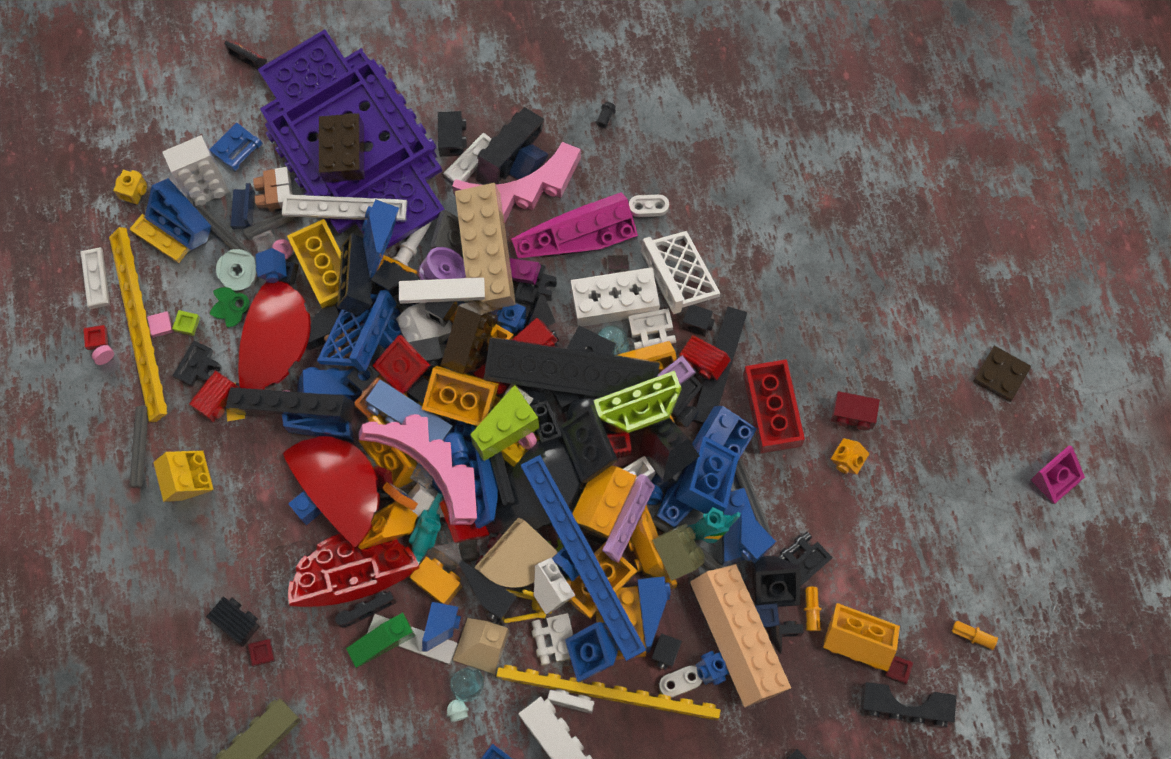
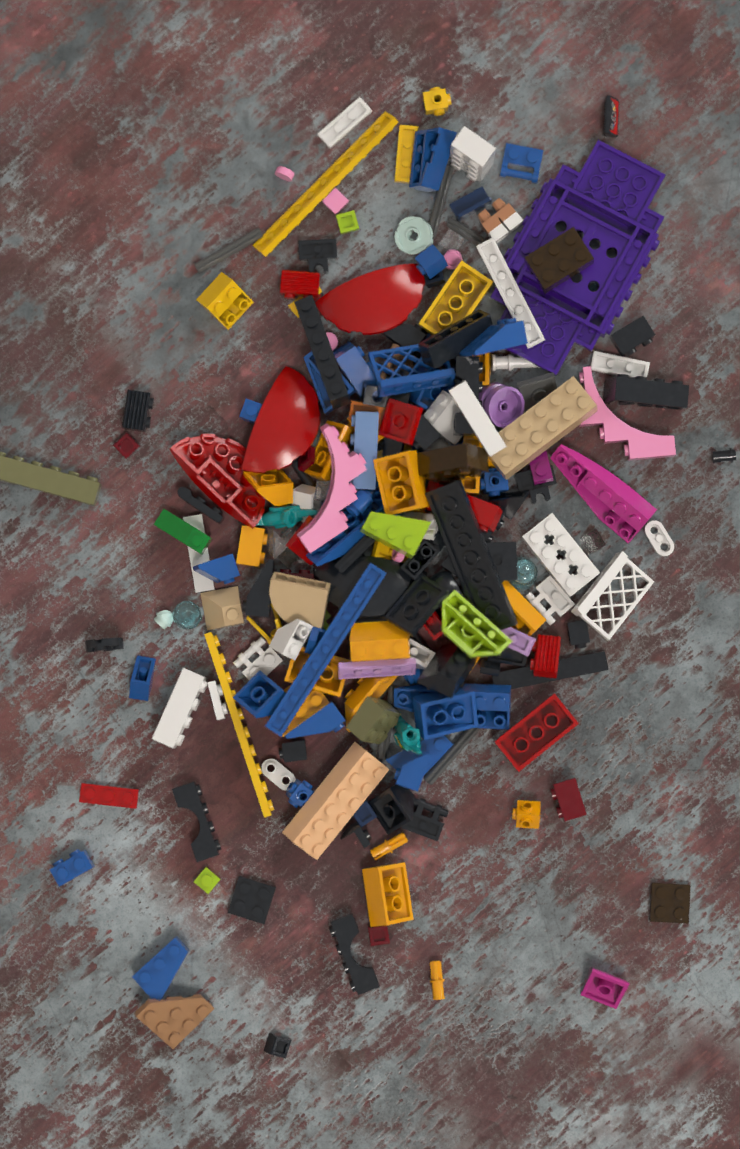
camera: 65 degrees right, 15 degrees up
(95, 337) = (295, 158): red plate -> none
(226, 306) = (379, 245): green plate -> none
(400, 496) = (297, 482): orange tile -> none
(527, 161) = (643, 416): dark blue slope -> none

